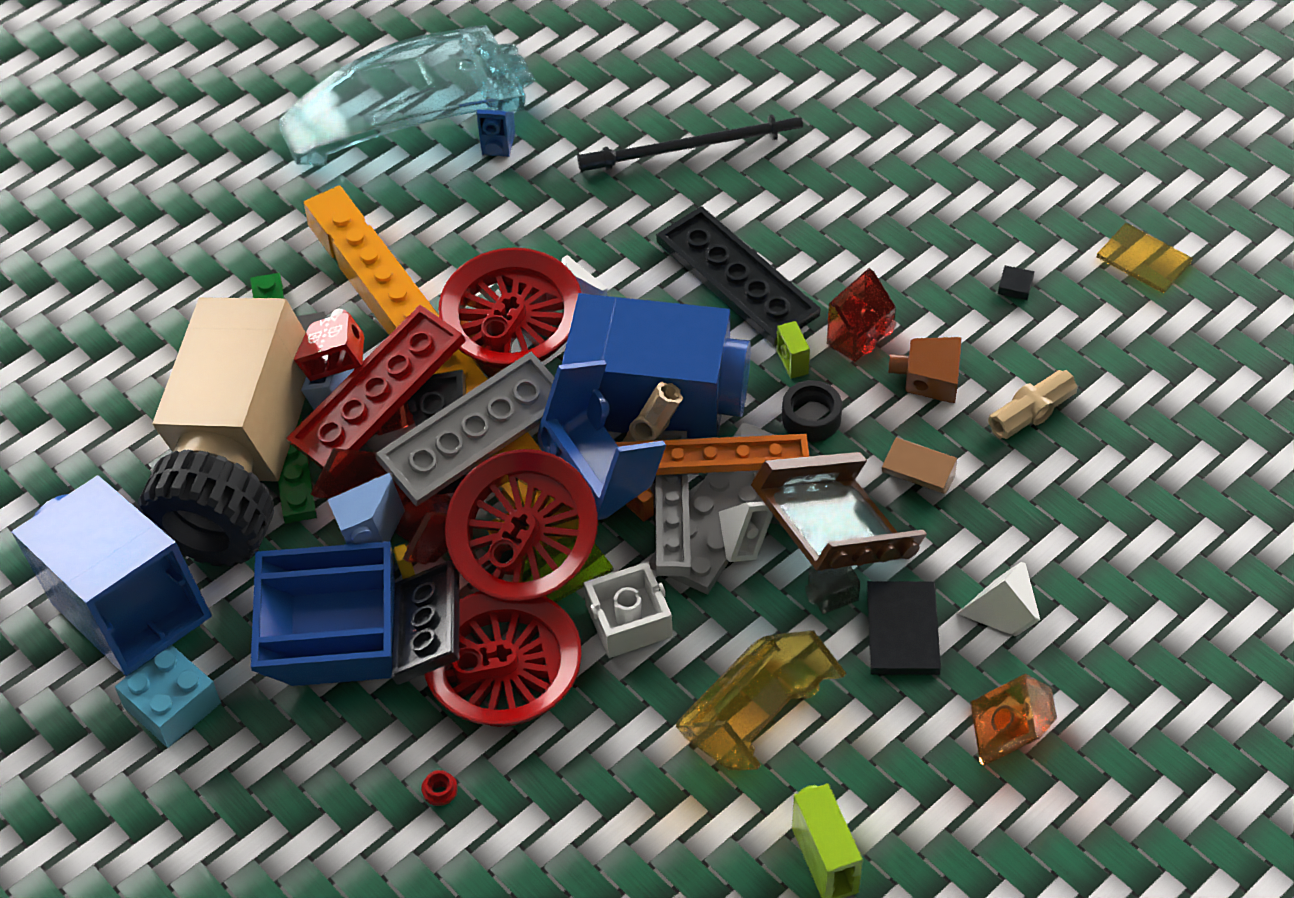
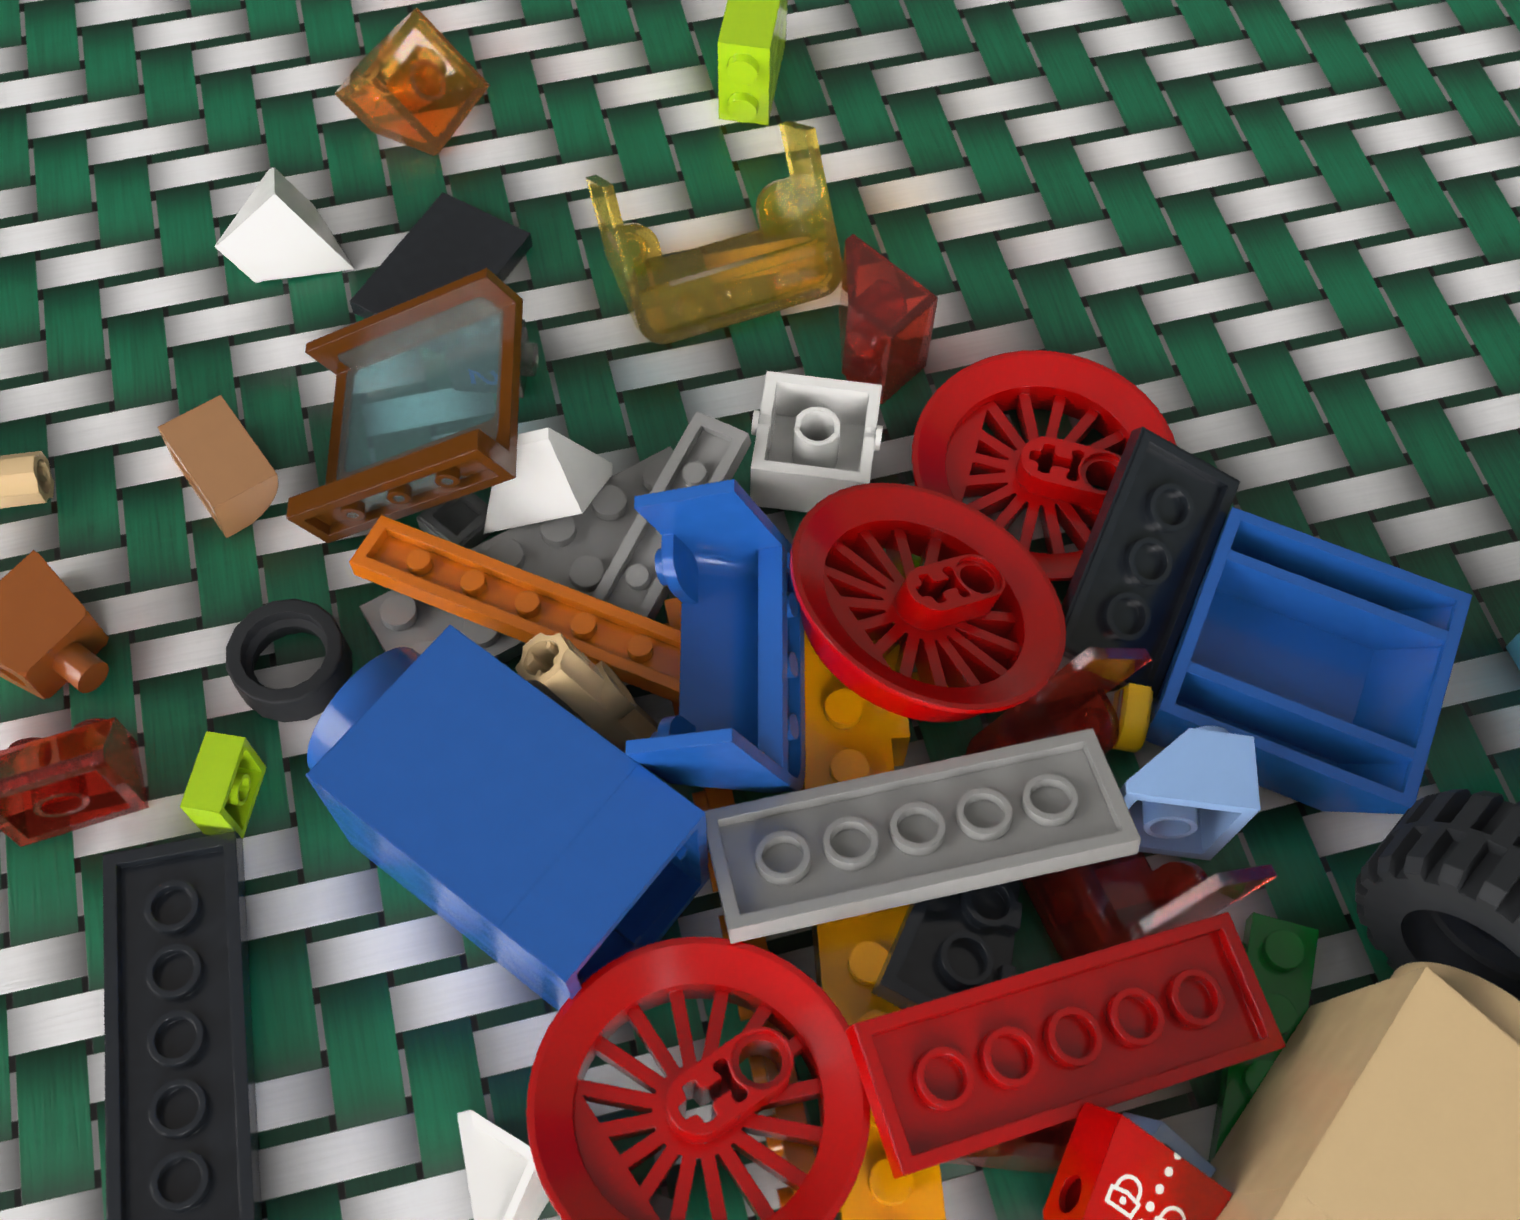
camera: 155 degrees left, 10 degrees up
(439, 779) = (1213, 343): red plate -> none
(633, 686) = (882, 320): none -> clear red slope

